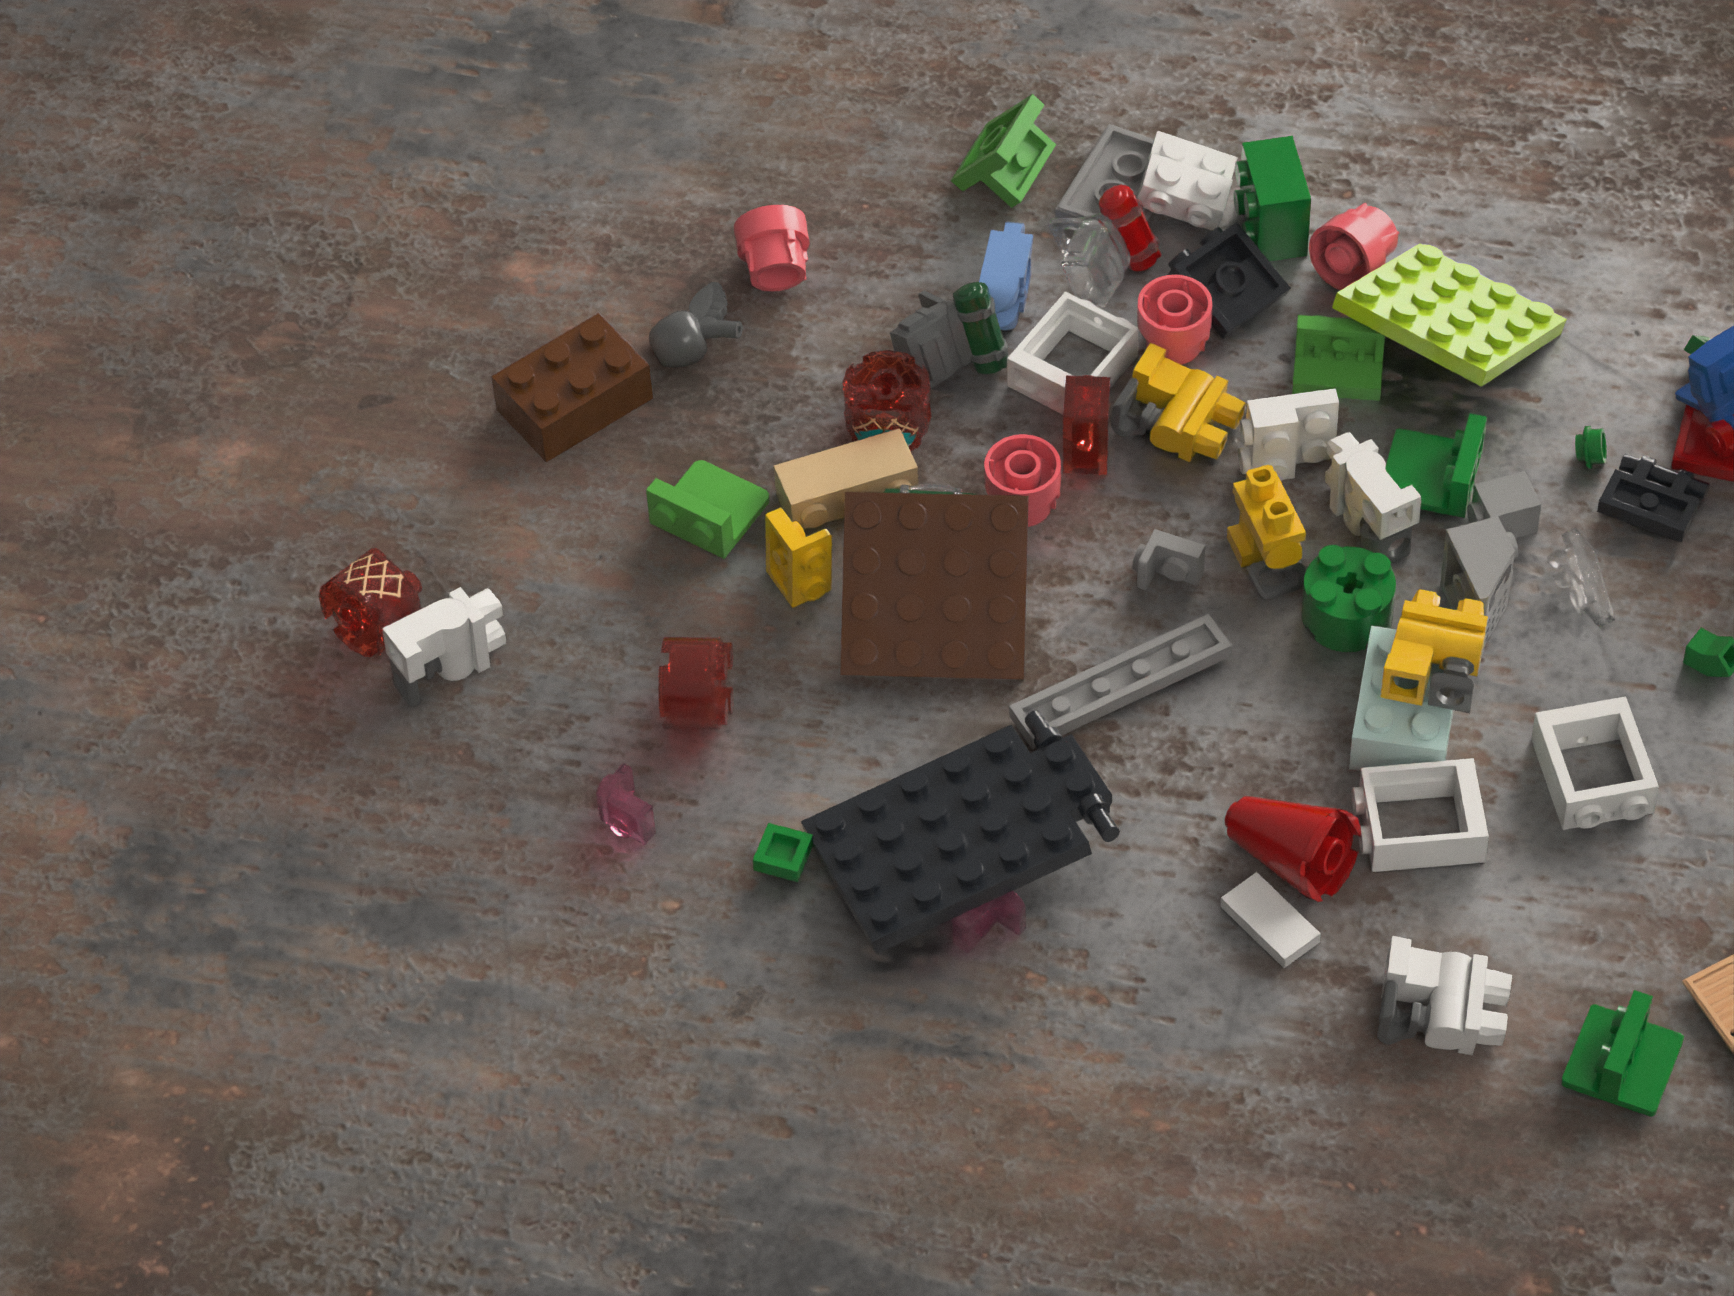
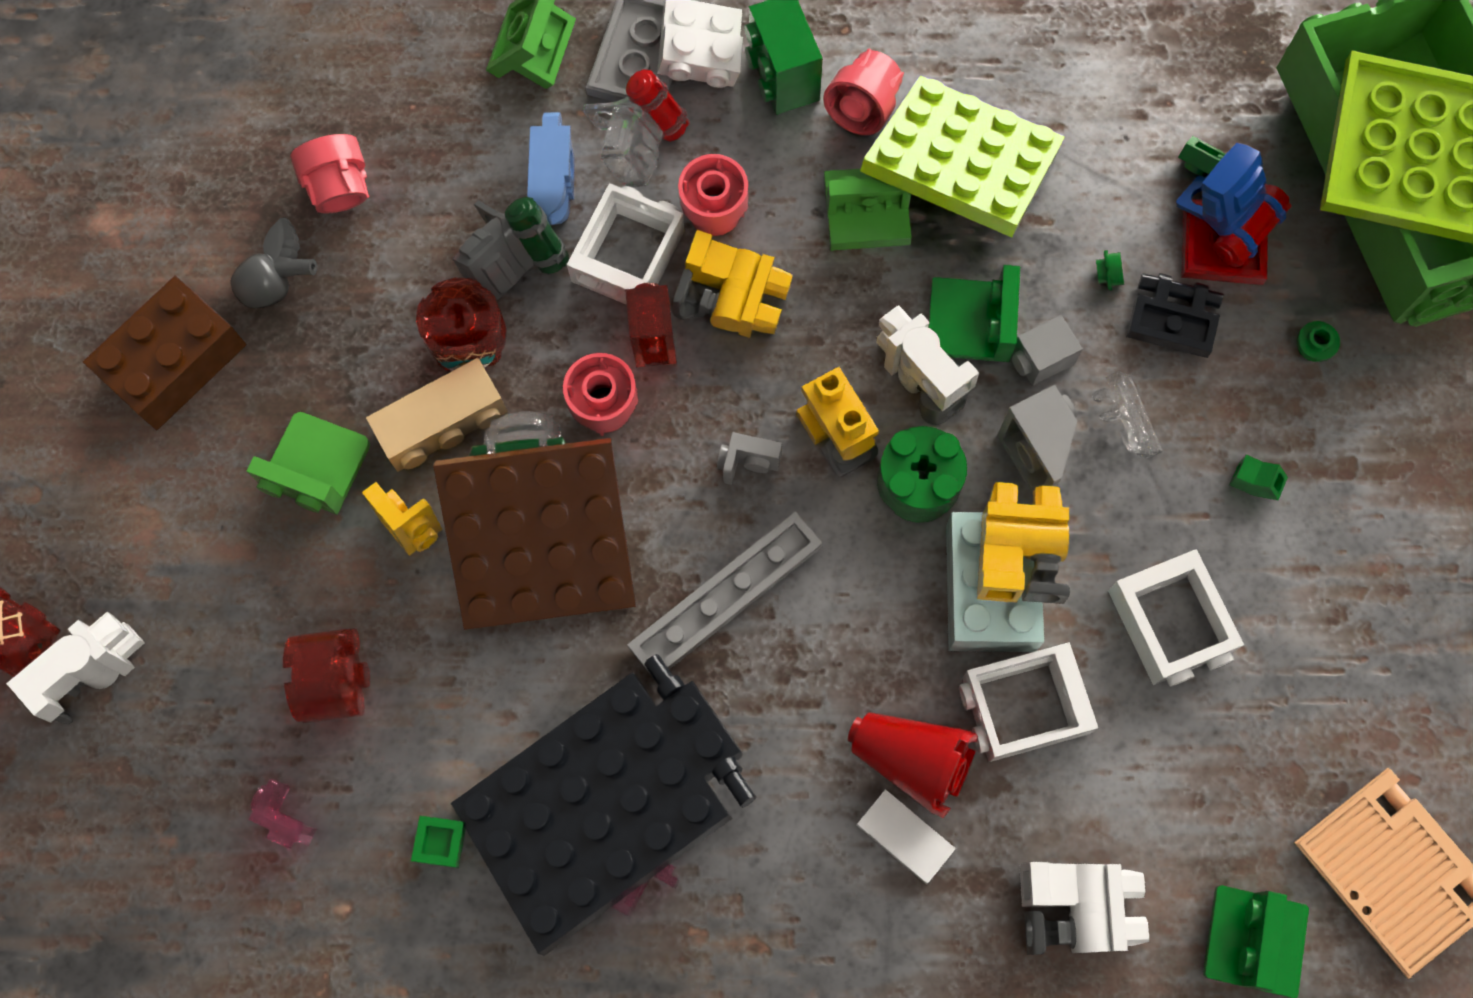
camera: 10 degrees left, 20 degrees up
(1234, 274) = (757, 139): black plate -> none
(1288, 431) = (832, 306): white plate -> none

